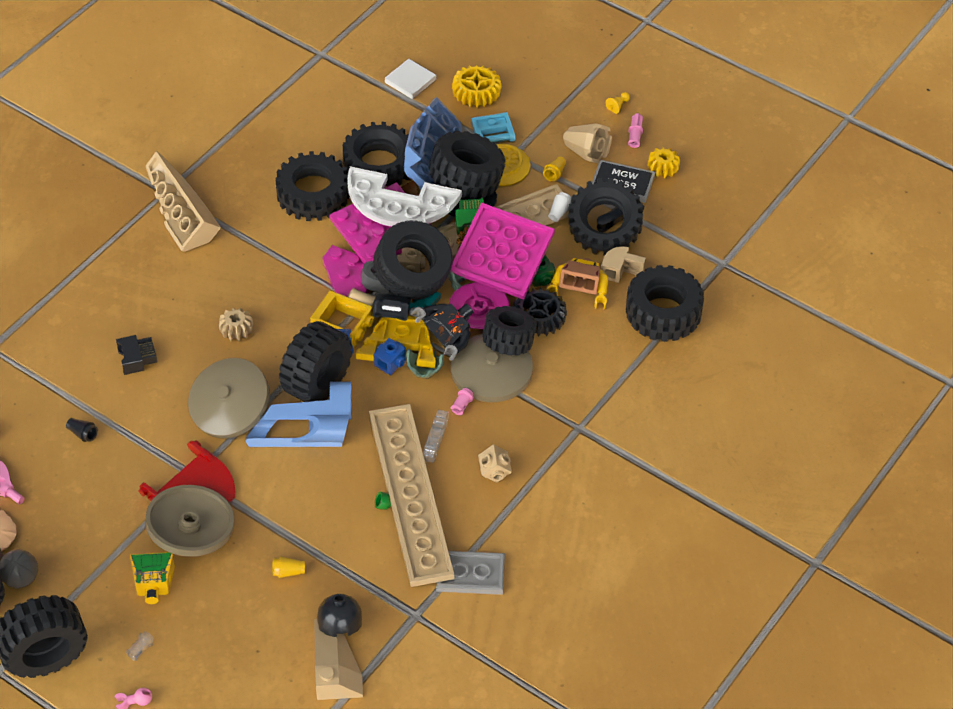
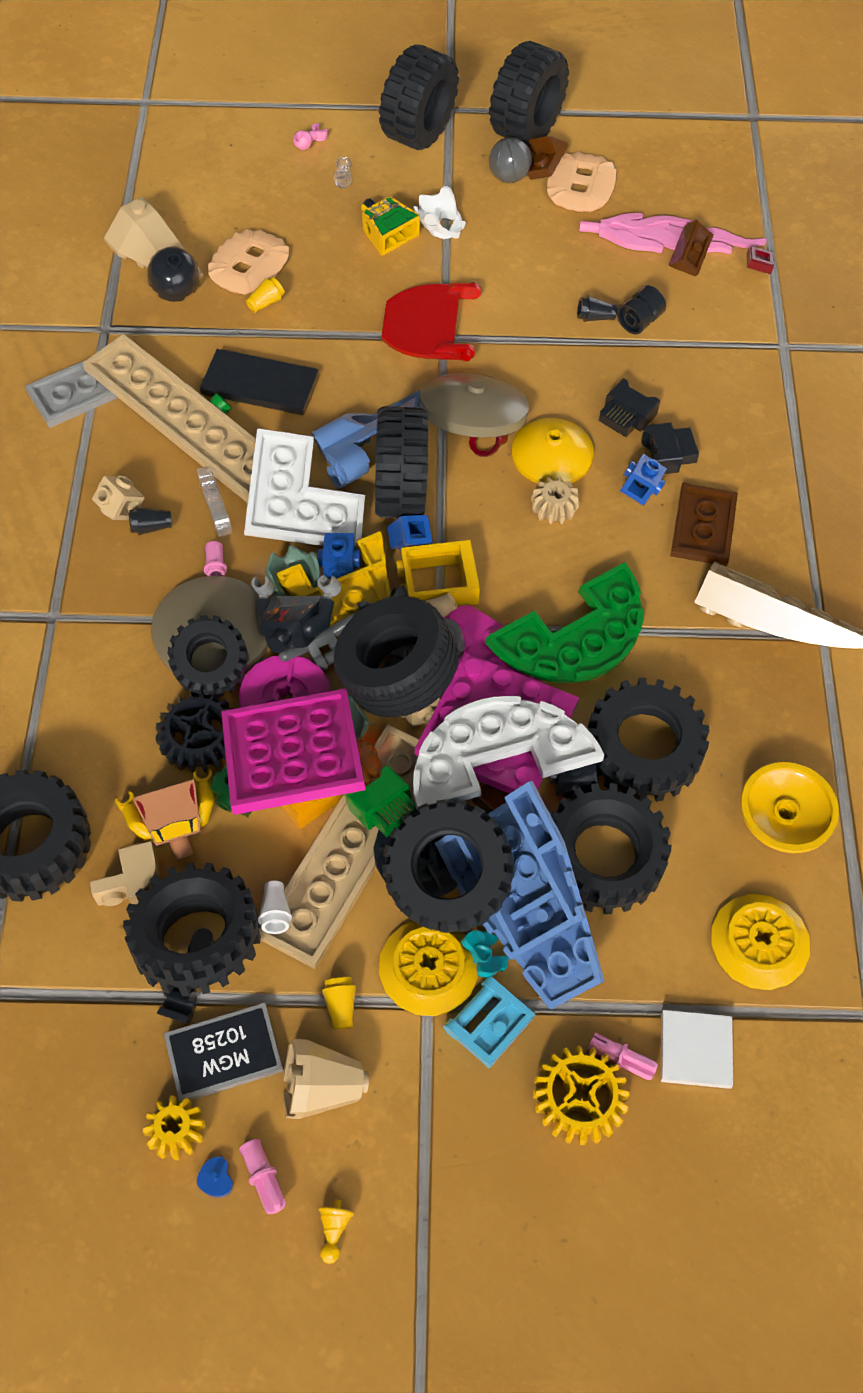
camera: 145 degrees right, 10 degrees up
(56, 406) = (641, 309): none -> black wheel
(116, 568) = (439, 206): none -> white helmet
(137, 317) = (670, 445): none -> black piece
(163, 273) = (704, 524): none -> reddish brown tile
(175, 303) = (643, 479): none -> blue brick
(189, 520) = (394, 272): dark tan dish -> none
(197, 355) = (553, 450): none -> yellow dish
(277, 122) = (798, 794): none -> yellow dish
(279, 620) = (235, 251): none -> light nougat piece
(293, 241) = (585, 646): none -> green plate
(341, 97) = (760, 963): none -> yellow piece
(343, 507) = (260, 381): none -> black tile
(392, 399) = (282, 502): none -> white plate
(446, 90) = (624, 1057): none -> bright pink axle
(480, 444) = (148, 520): none -> black cone
(656, 142) = (214, 1178): none -> blue piece

